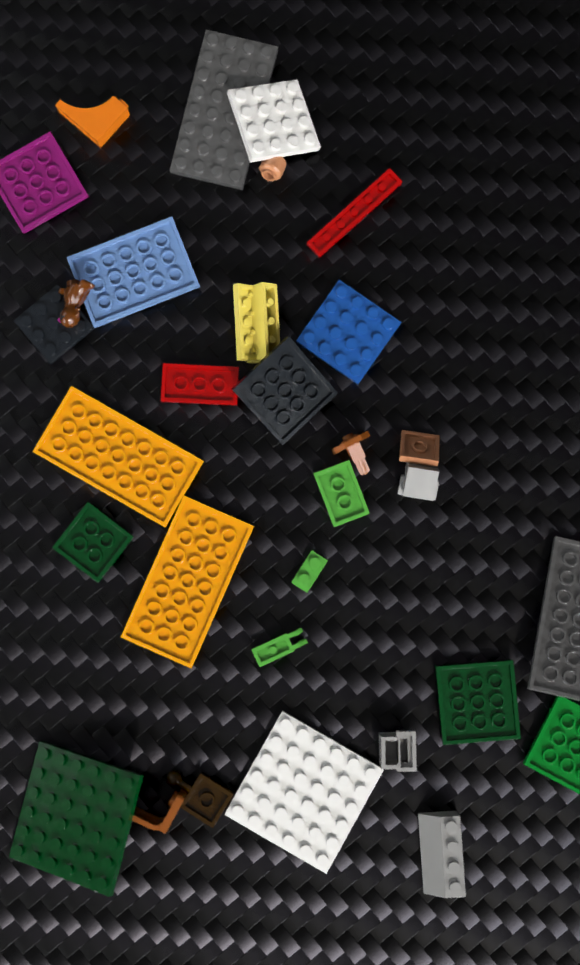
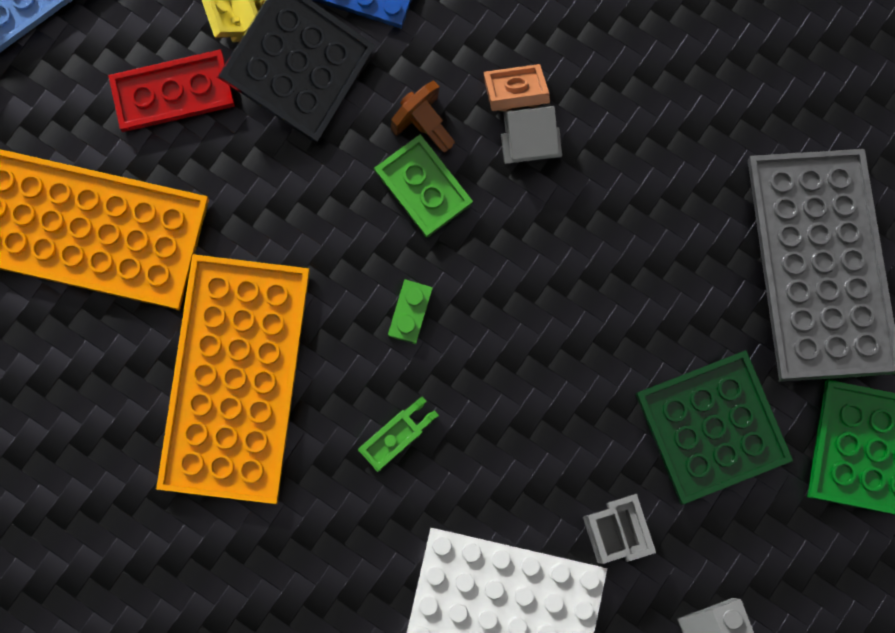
camera: 20 degrees left, 5 degrees down
(93, 542) = (76, 362): dark green plate -> none

